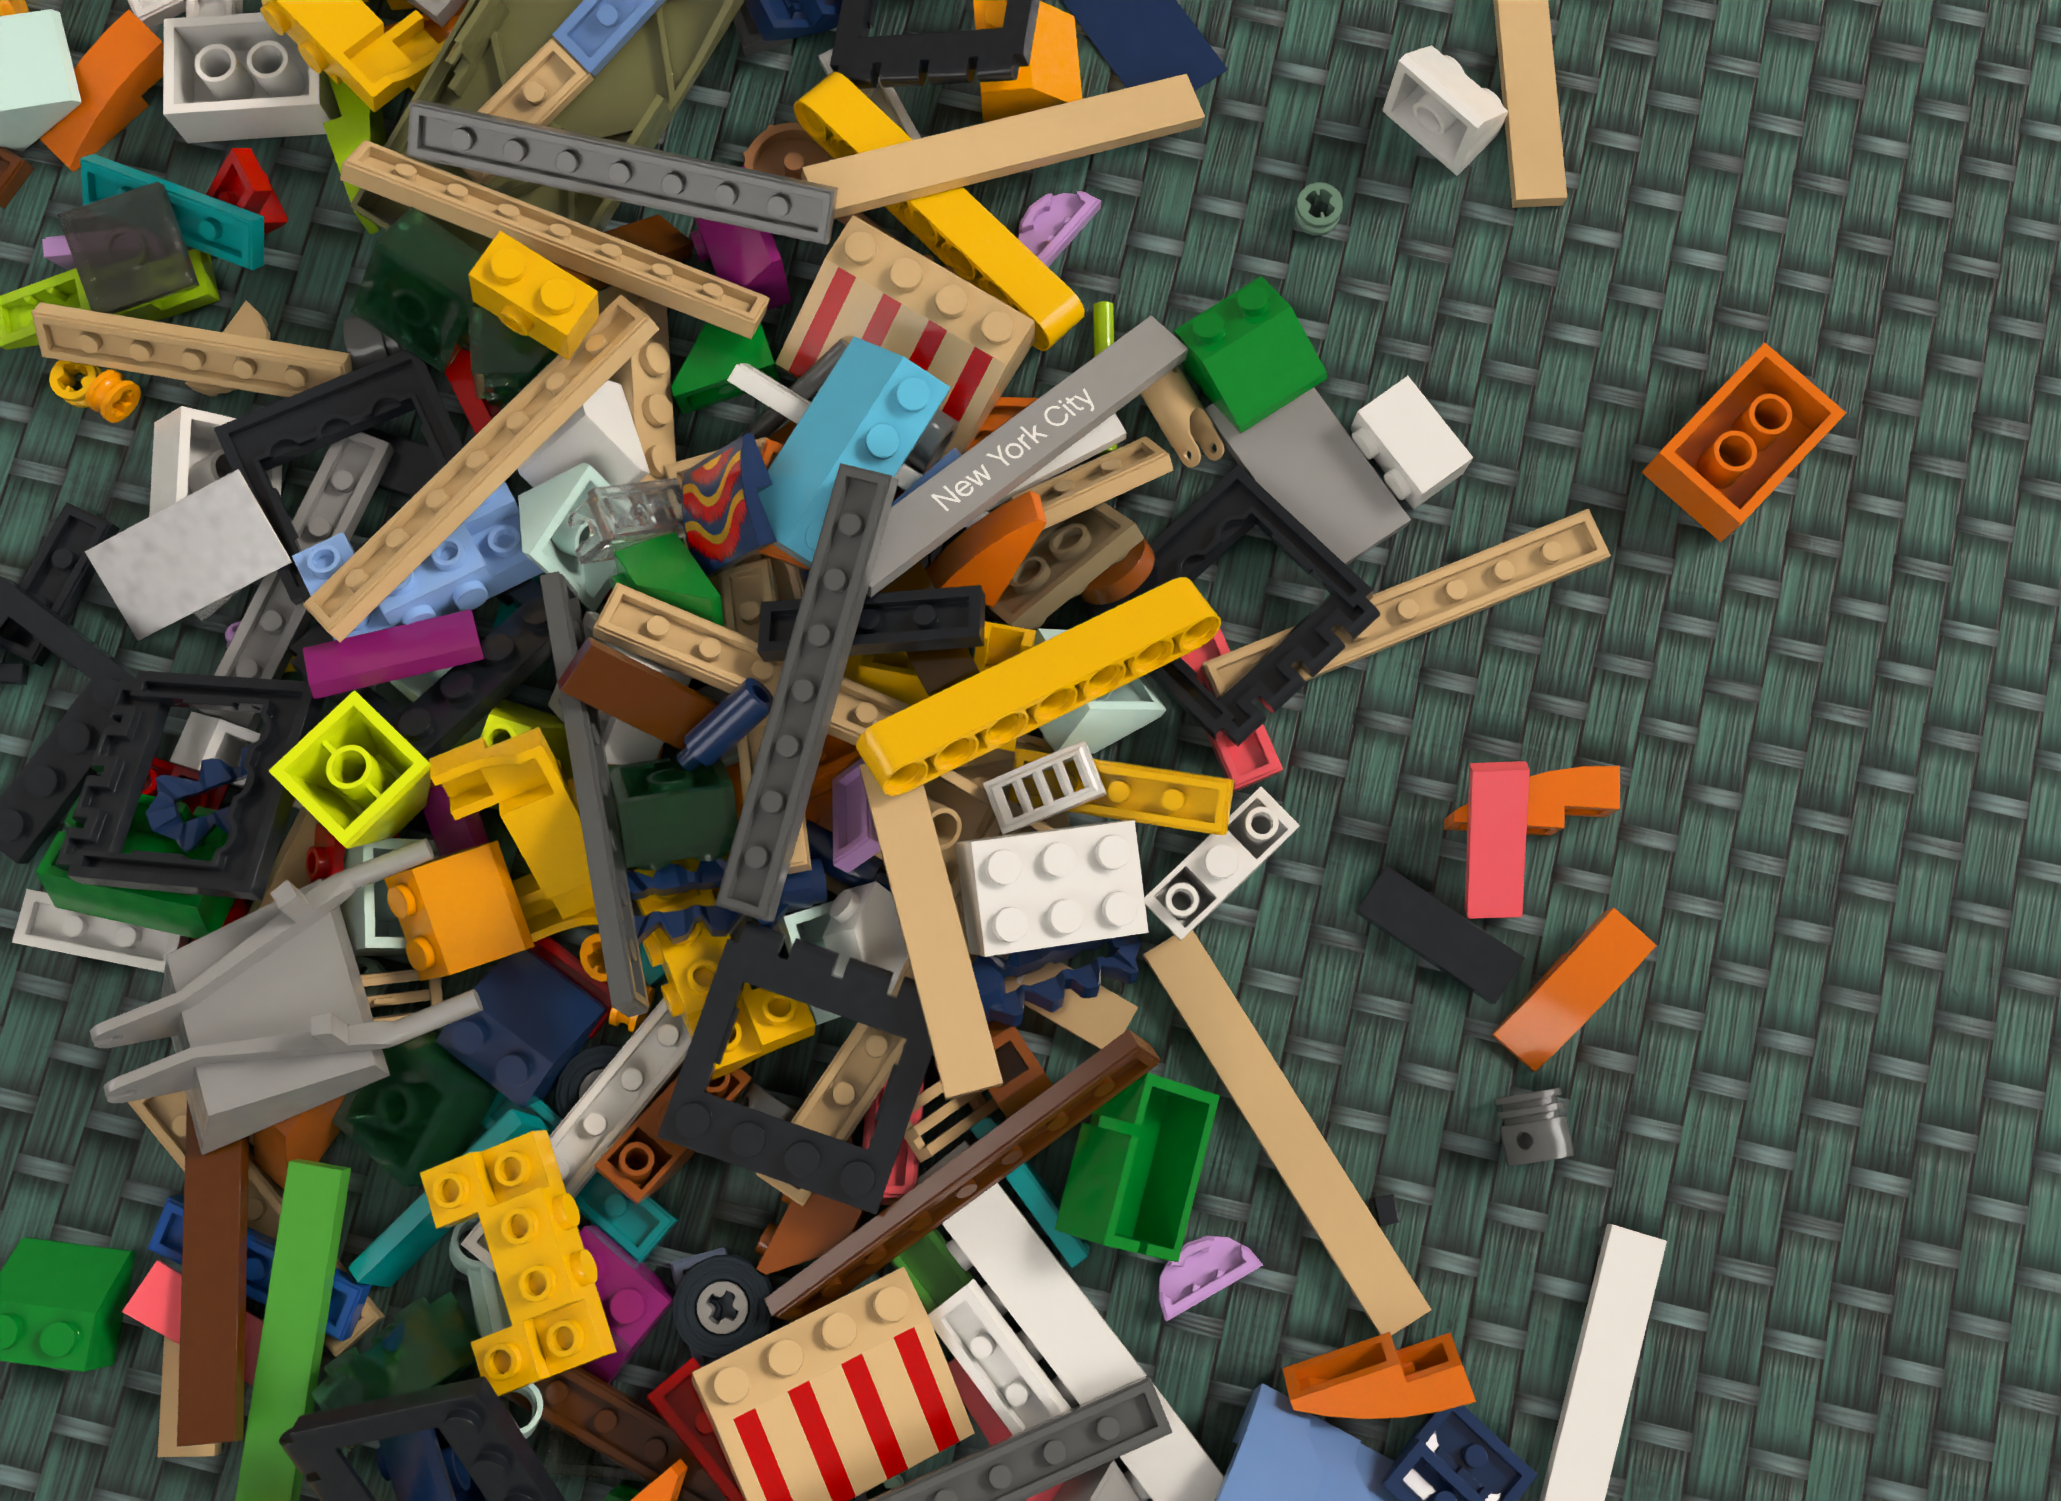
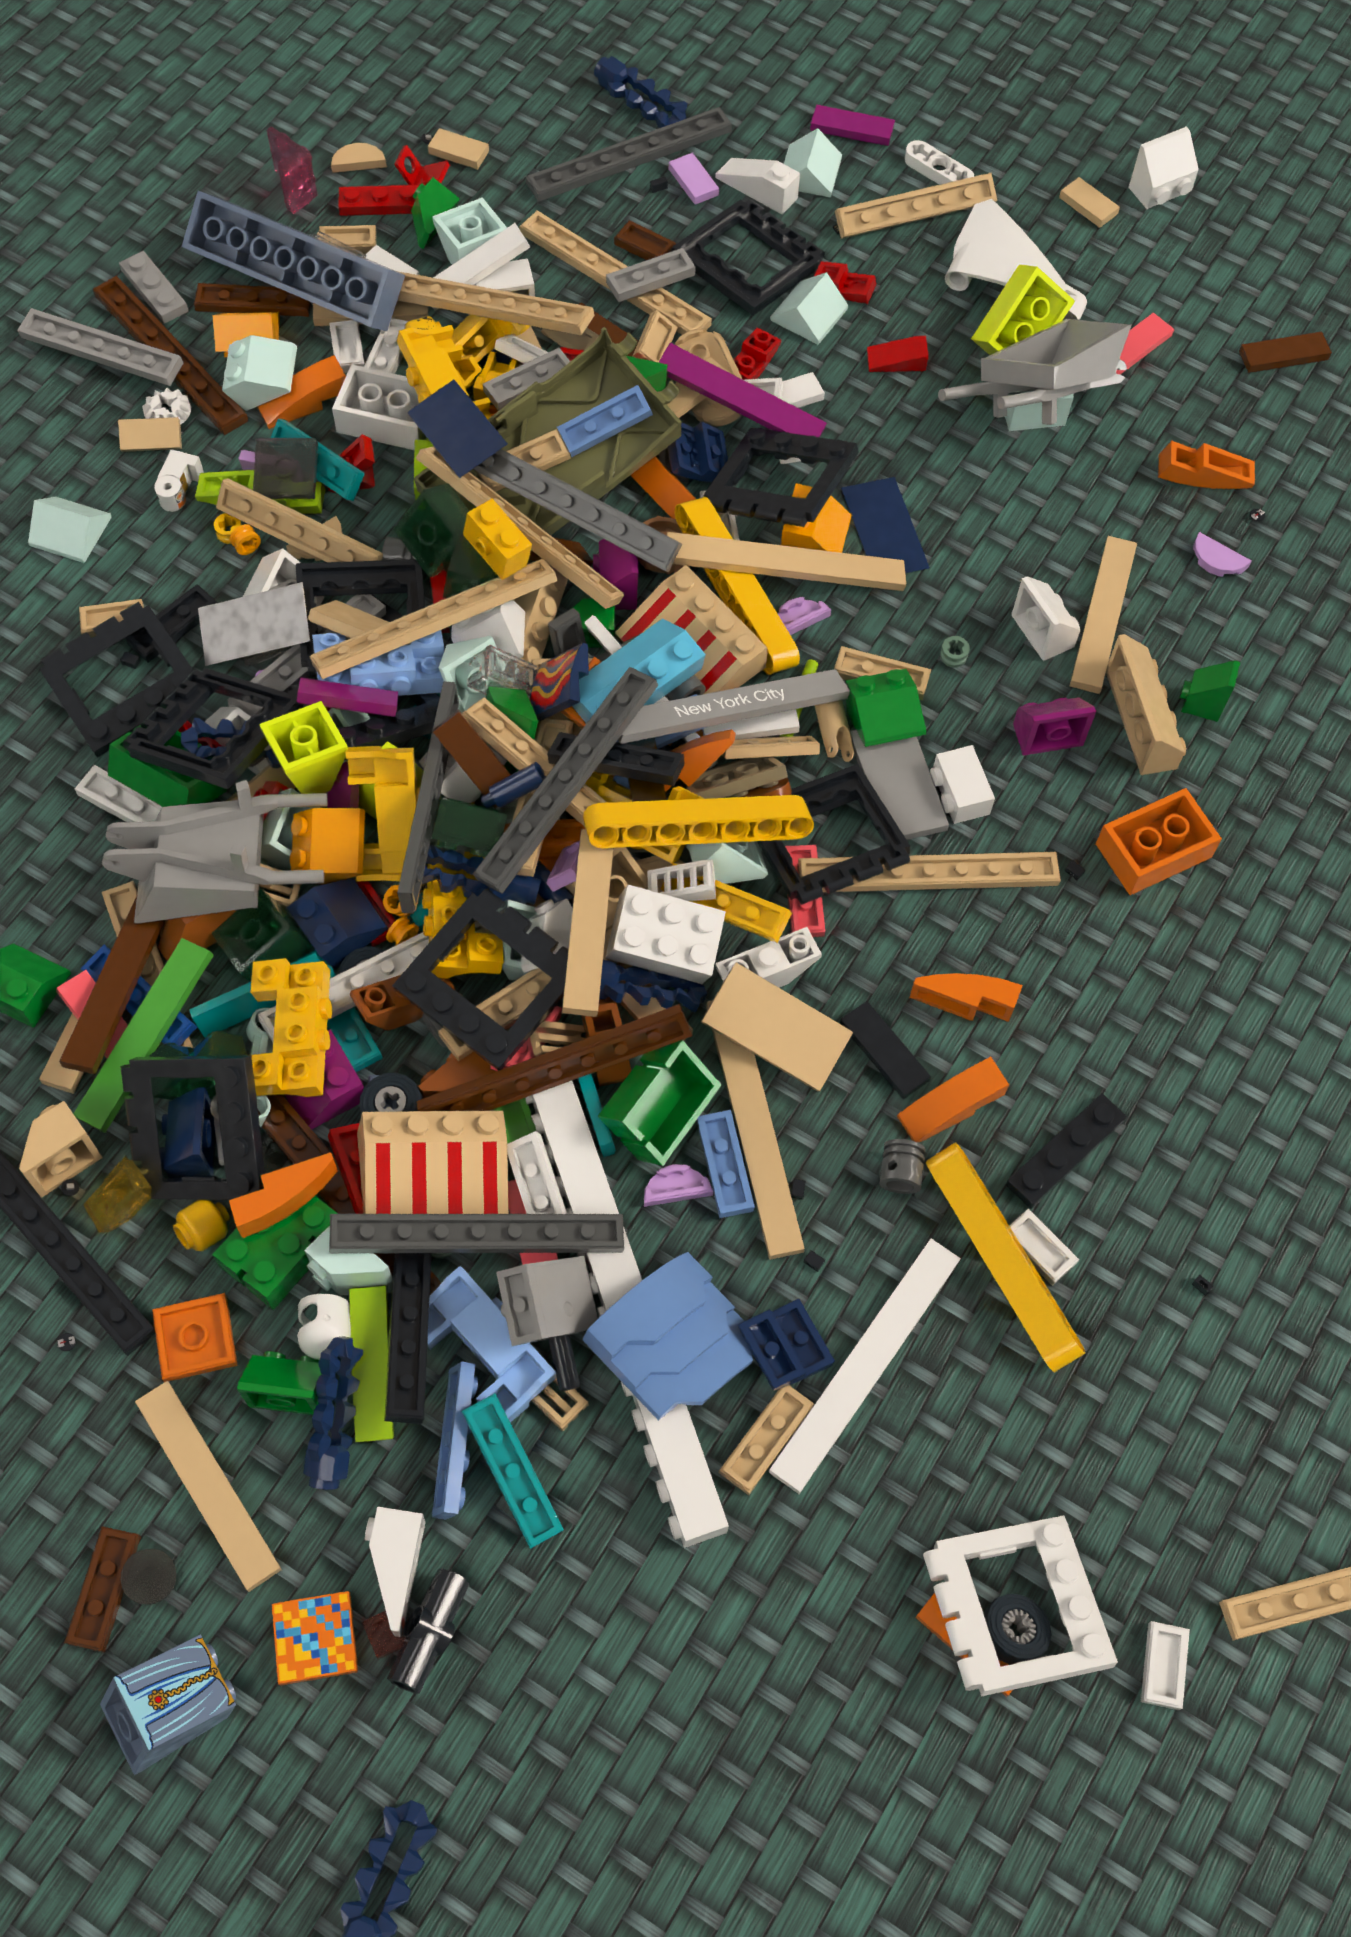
camera: 15 degrees right, 15 degrees down
(340, 504) = (344, 619): none -> tan tile
(388, 100) = (457, 428): none -> dark blue sticker
(708, 407) = (566, 631): none -> dark grey tile
(761, 70) = (662, 486): none -> orange tile
(1200, 283) = (856, 663): none -> tan tile
(1266, 1215) = (725, 1164): none -> medium blue plate
(1269, 969) = (777, 1027): none -> tan tile
(1379, 1381) = (760, 1274): orange slope -> none
(1449, 1318) = (814, 1261): none -> black piece
(1496, 839) = (934, 1000): coral tile -> none
(1516, 289) = (1053, 725): none -> magenta slope
(1624, 527) = (1074, 870): none -> black piece
(1646, 213) = (1144, 707): none -> tan slope
(1734, 1219) = (1005, 1258): none -> yellow beam
(1741, 148) = (1209, 690): none -> green slope
(1762, 1004) = (1066, 1151): none -> black plate
(1774, 1174) = (1043, 1248): none -> white tile
(2027, 1149) = (1202, 1285): none -> black piece

